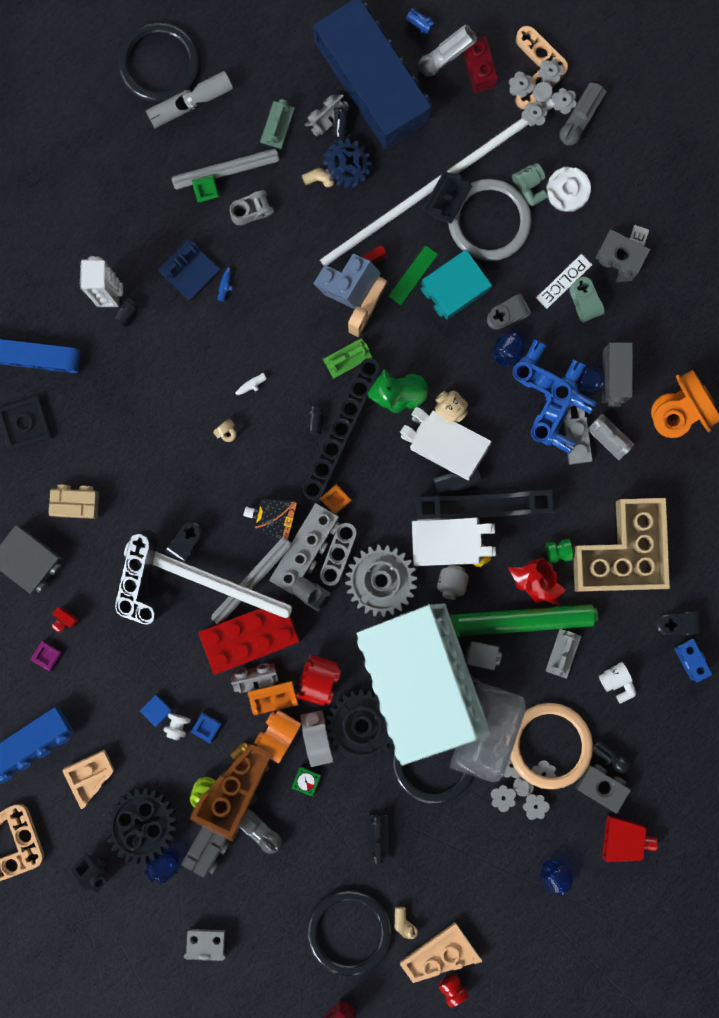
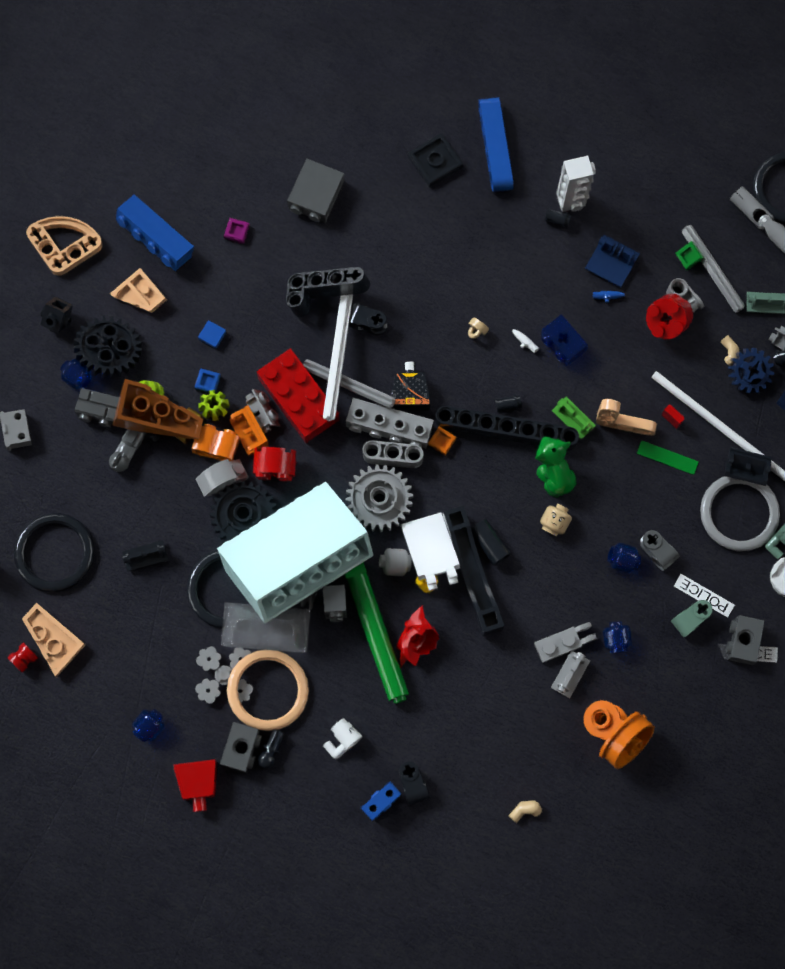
camera: 75 degrees right, 10 degrees down
(64, 619) = (272, 236): red tile -> none
(74, 503) = (376, 217): tan brick -> none
(176, 726) = (202, 354): white wheel -> none
(229, 730) = (217, 410): none -> lime piece
(269, 228) = (673, 306): none -> red brick
(271, 336) = (562, 330): none -> clear blue brick
(306, 781) = (181, 479): tile -> none
(309, 593) = (351, 436): dark grey piece -> none
(351, 284) = (640, 399): sand blue brick -> none
(403, 926) = (71, 598): tan arm -> none
(446, 443) = (520, 523): white tile -> none
(455, 285) = (669, 495): teal brick -> none
(555, 407) = (582, 612): blue pin -> none
(560, 551) = (451, 654): green wheel -> none
(563, 653) = (356, 681): light grey hinge -> none
(617, 373) = (630, 660): dark grey brick -> none
(639, 557) = (464, 725): tan brick -> none

